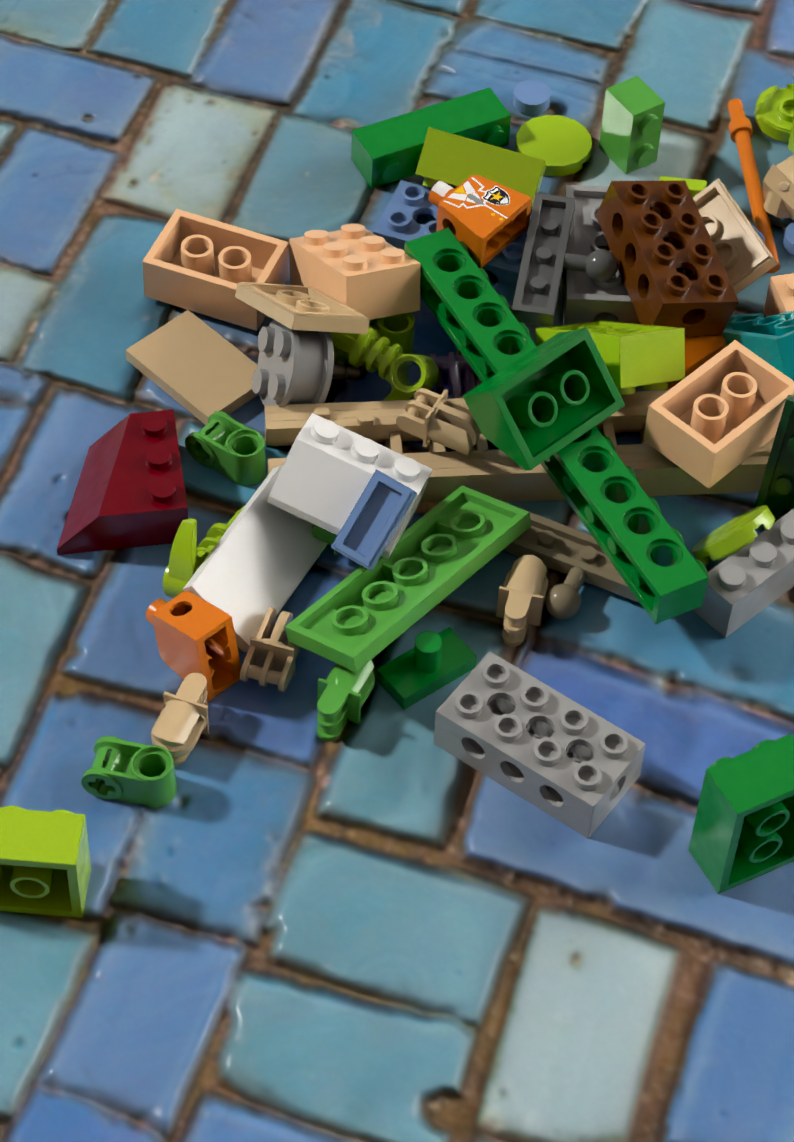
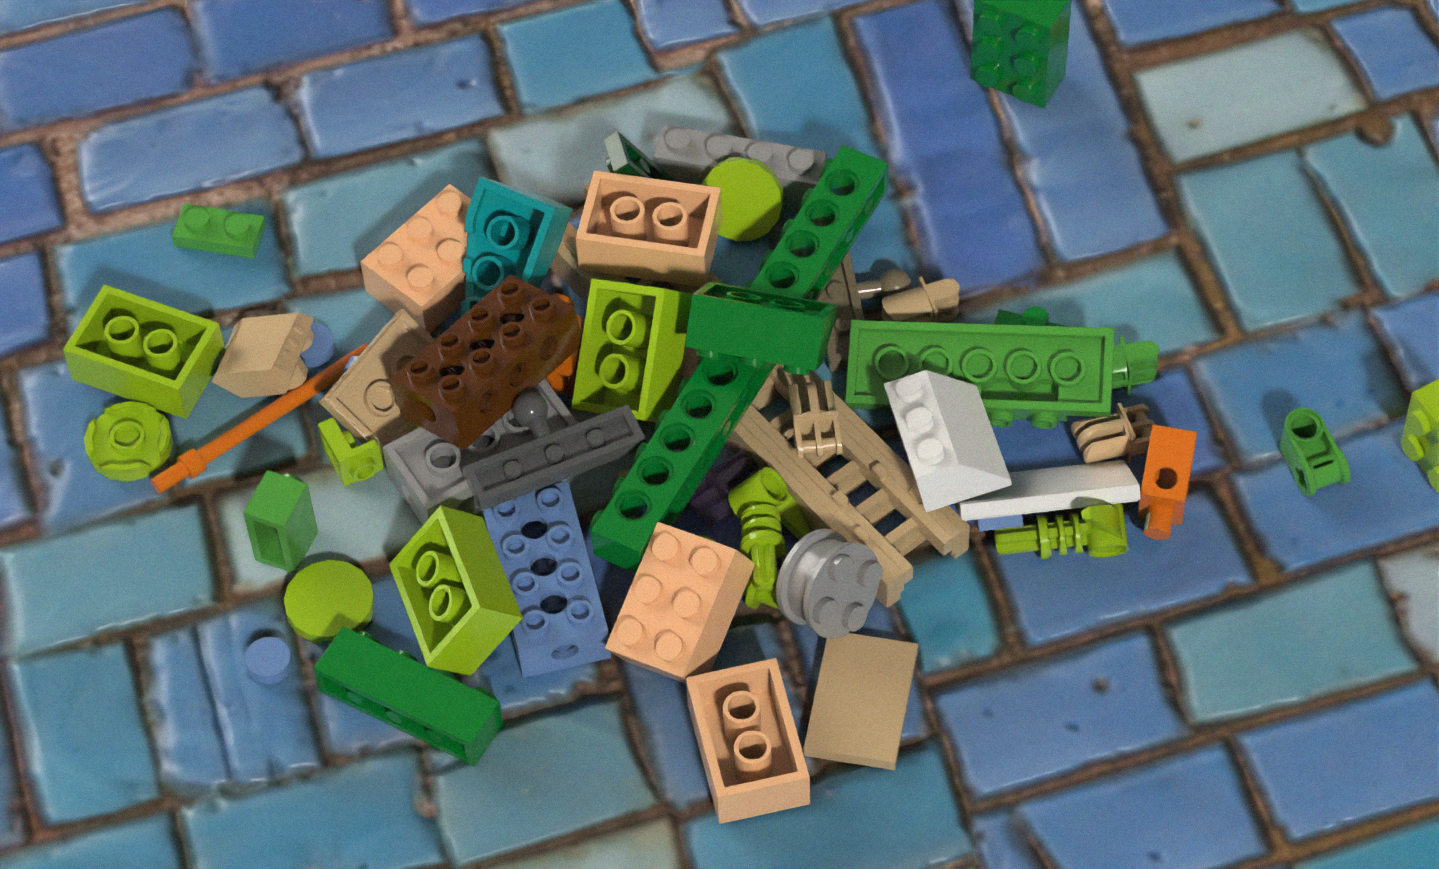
camera: 120 degrees left, 5 degrees up
(128, 488) = (1049, 645): dark red wedge -> none
(183, 718) = (1236, 451): tan arm -> none
(231, 449) = (940, 606): bright green piece -> none
(302, 308) = (783, 585): tan tile -> none
(374, 520) = (971, 391): medium blue tile -> none
(481, 215) = (548, 526): orange torso -> none
(538, 744) = (1059, 265): light grey brick -> none

